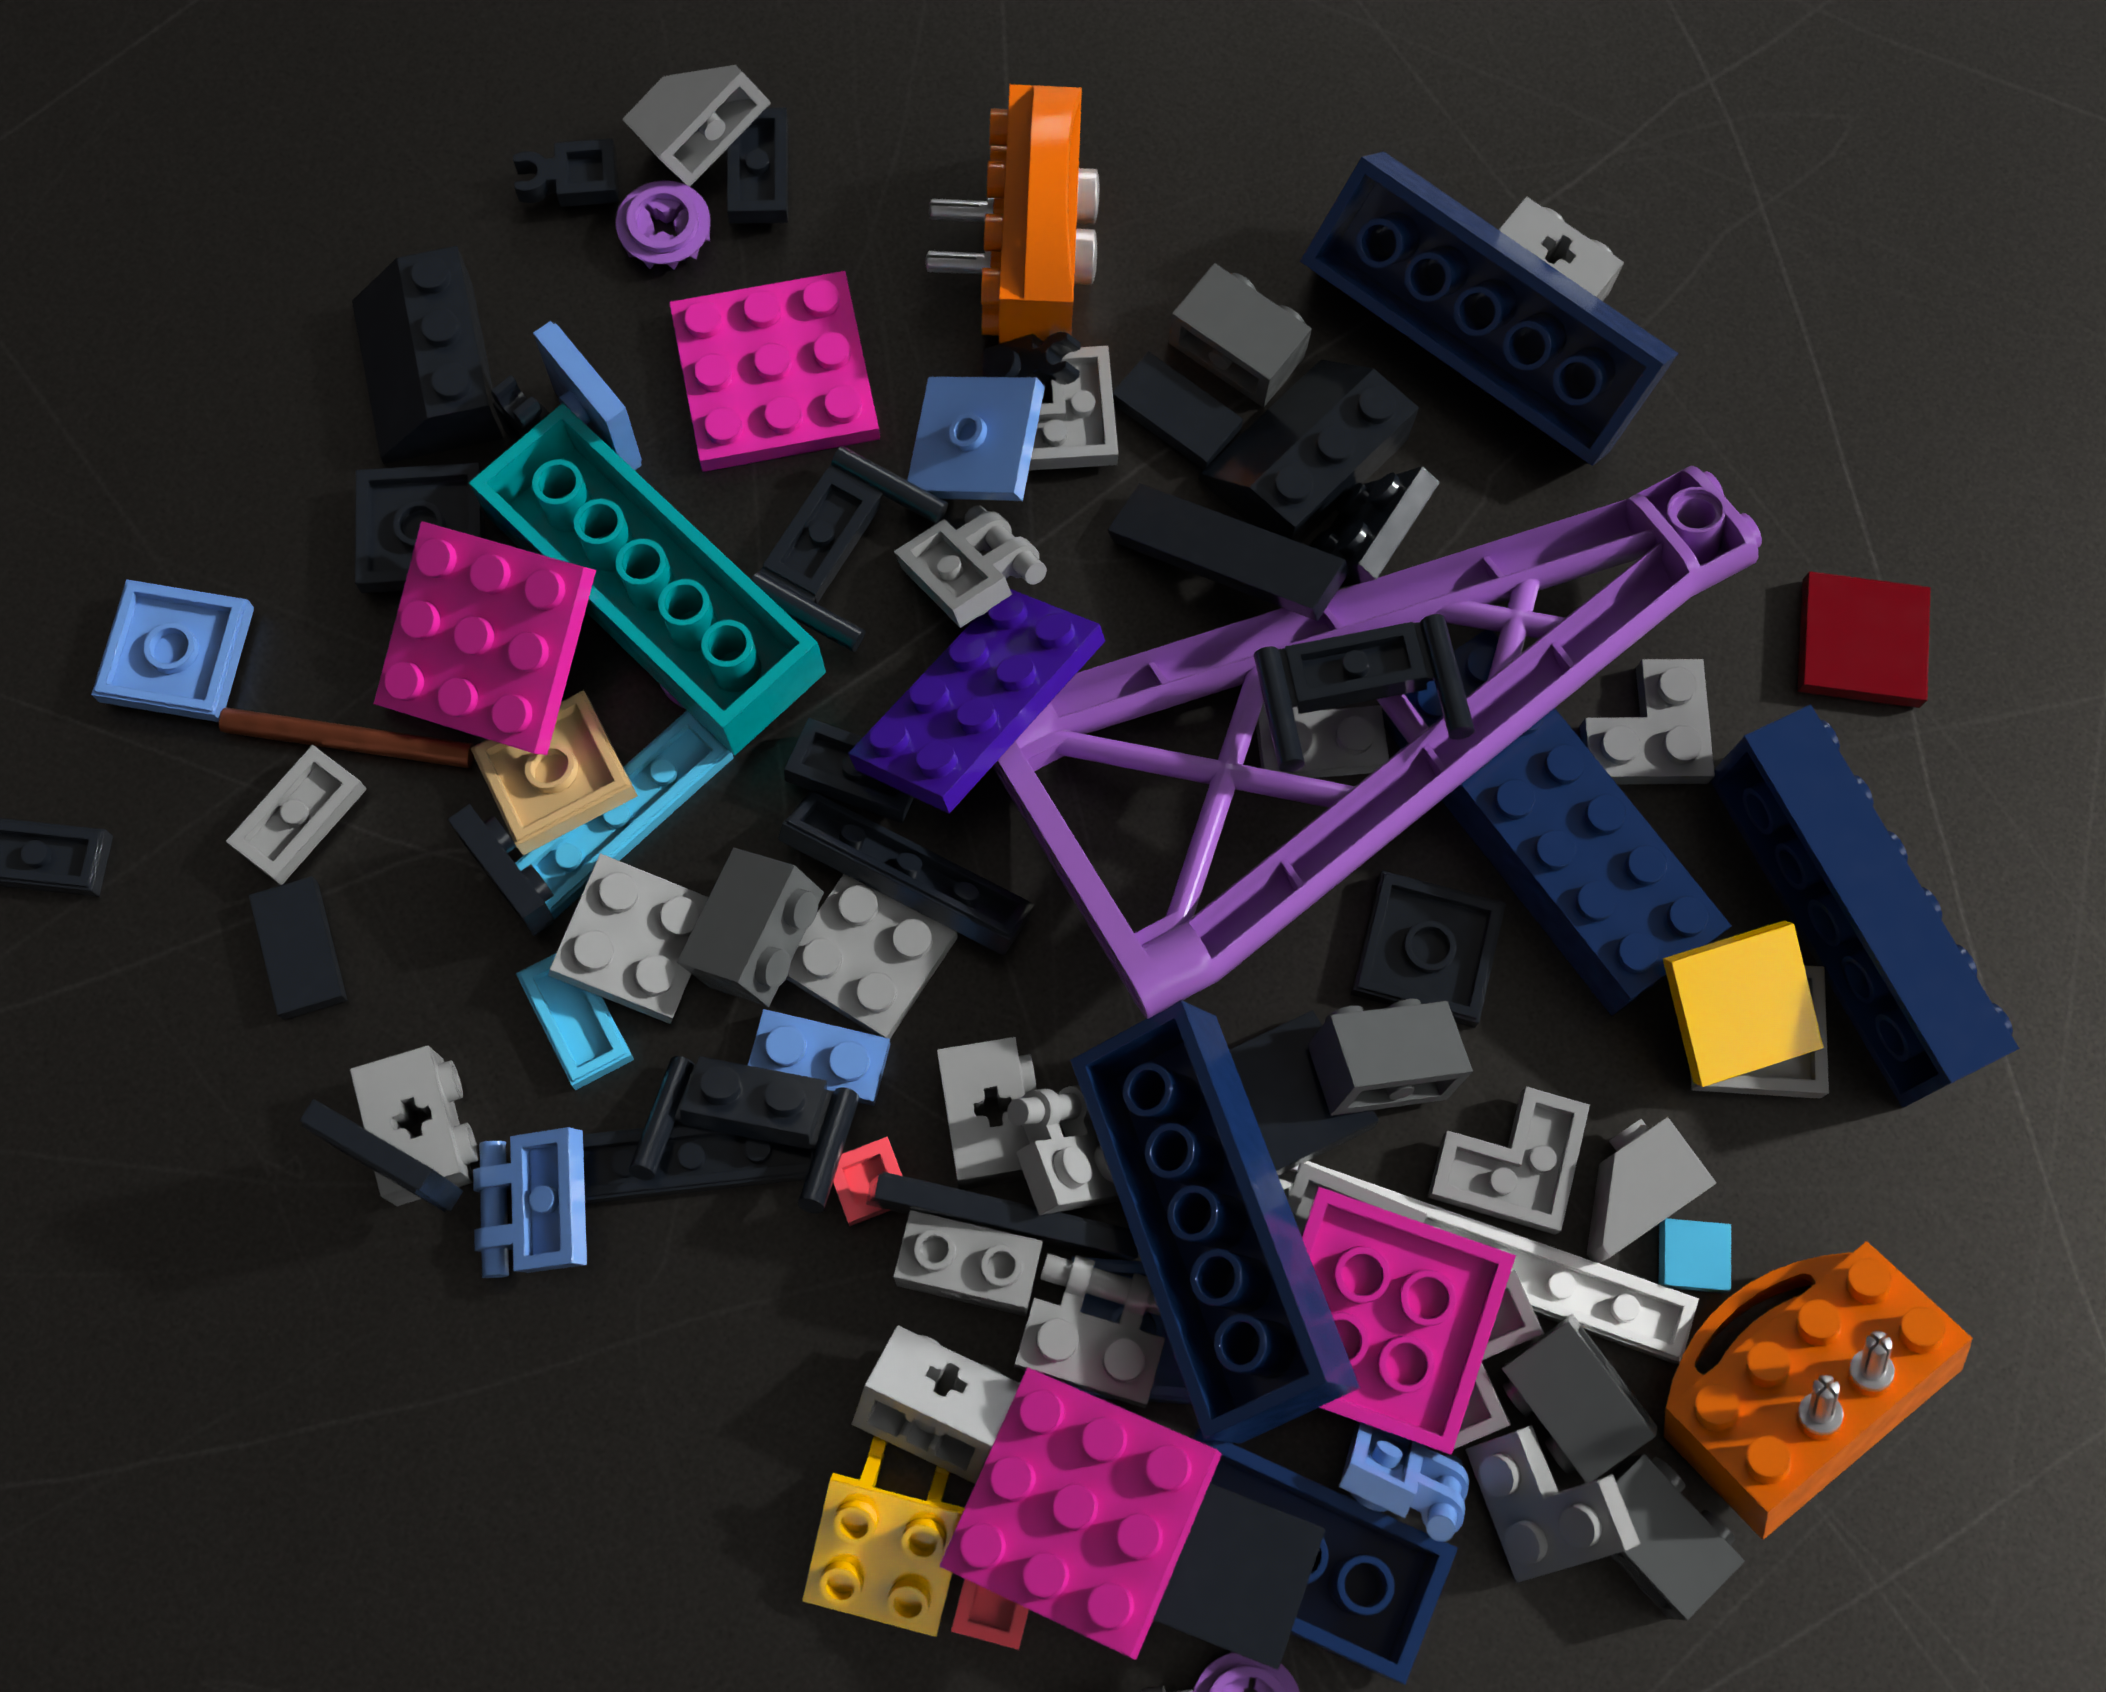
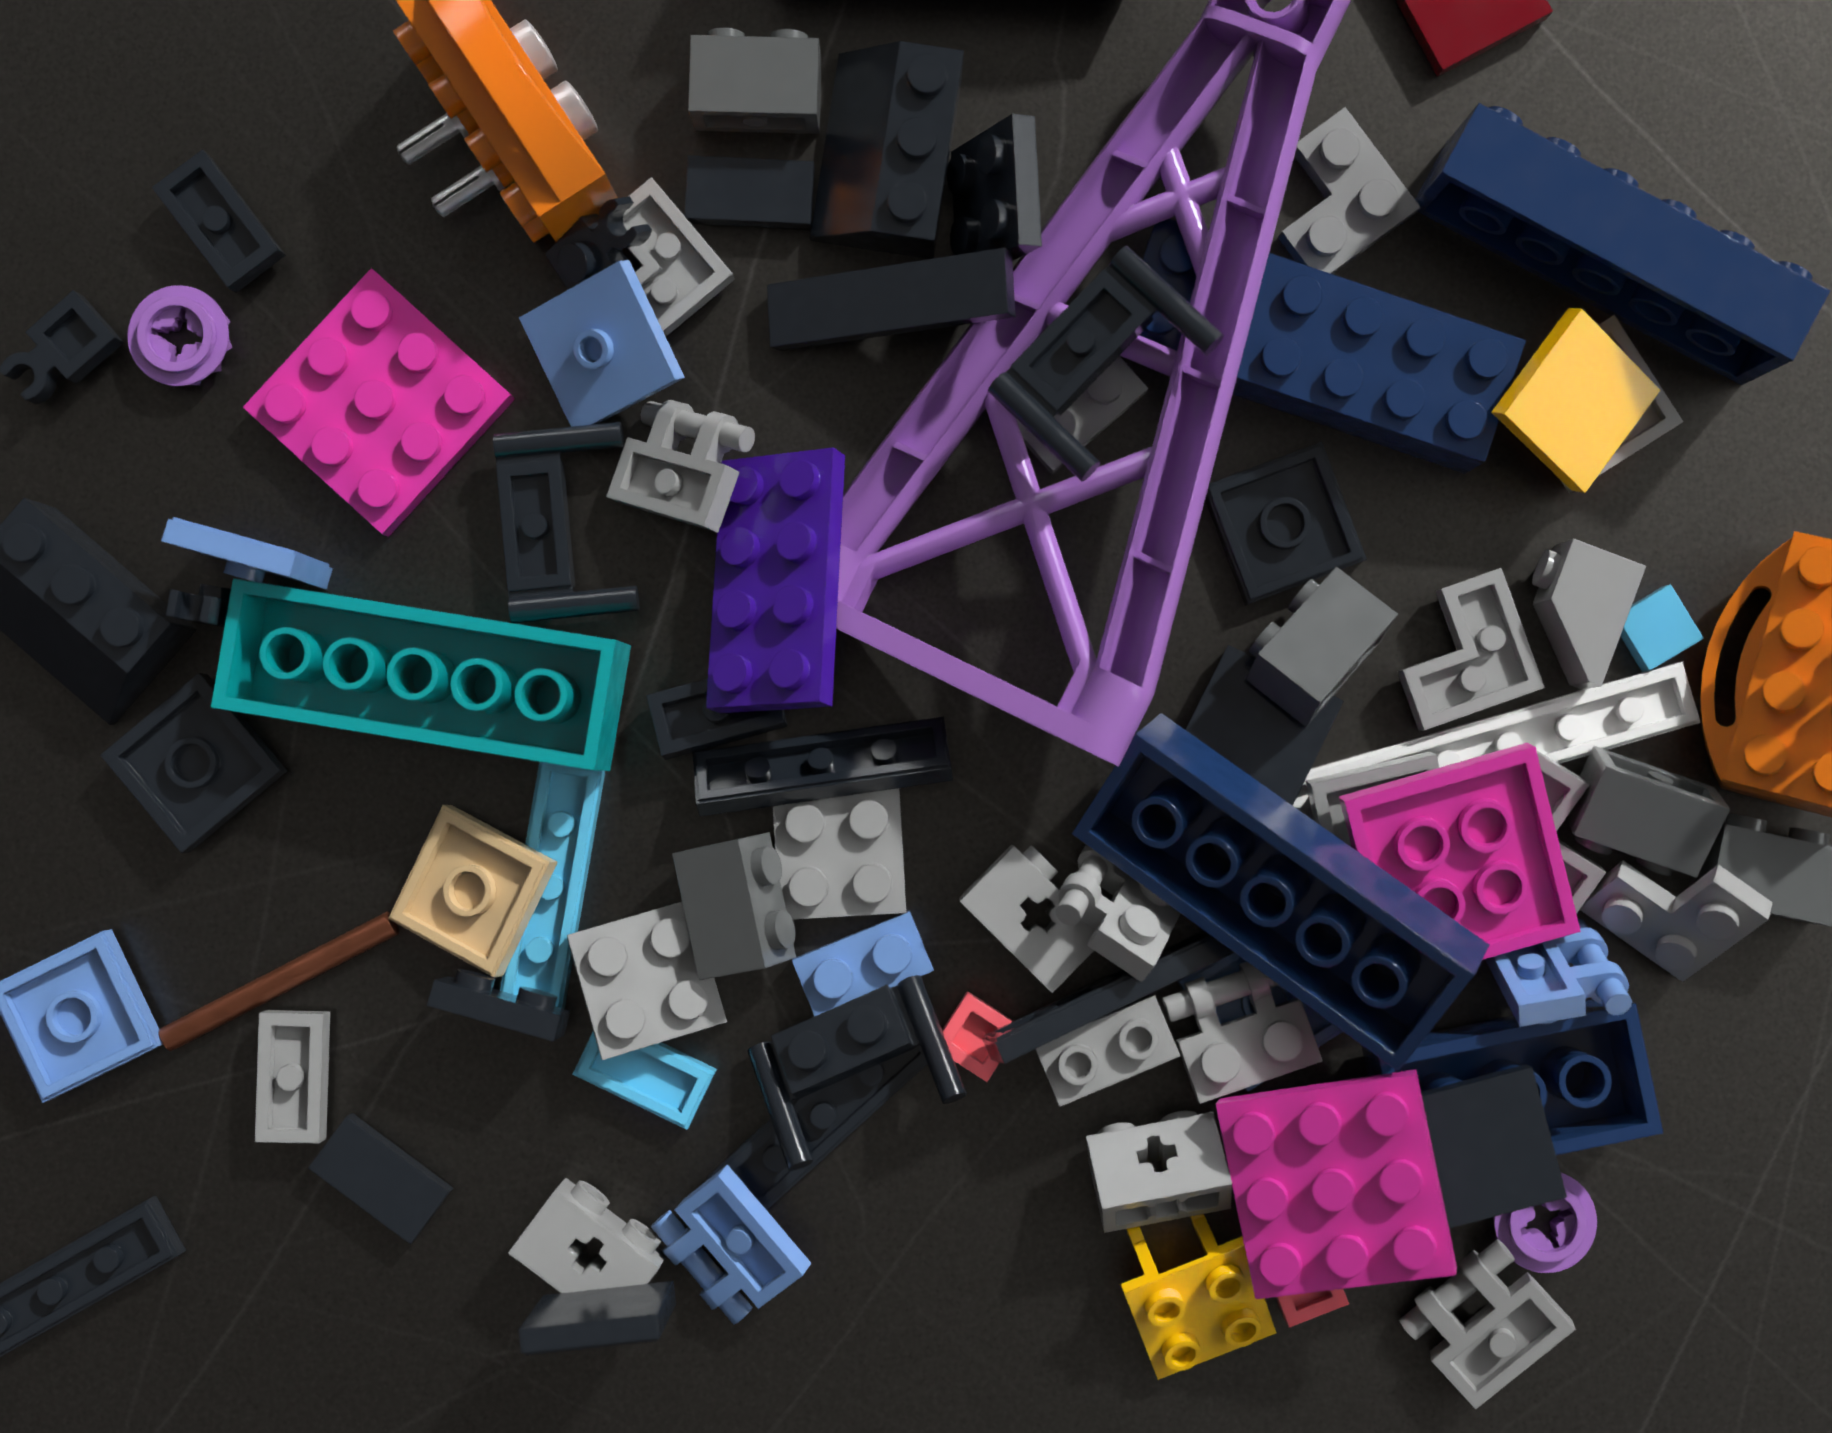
camera: 30 degrees left, 15 degrees up
(484, 638) = (329, 826): dark pink plate -> none
(696, 117) = (132, 223): light grey slope -> none

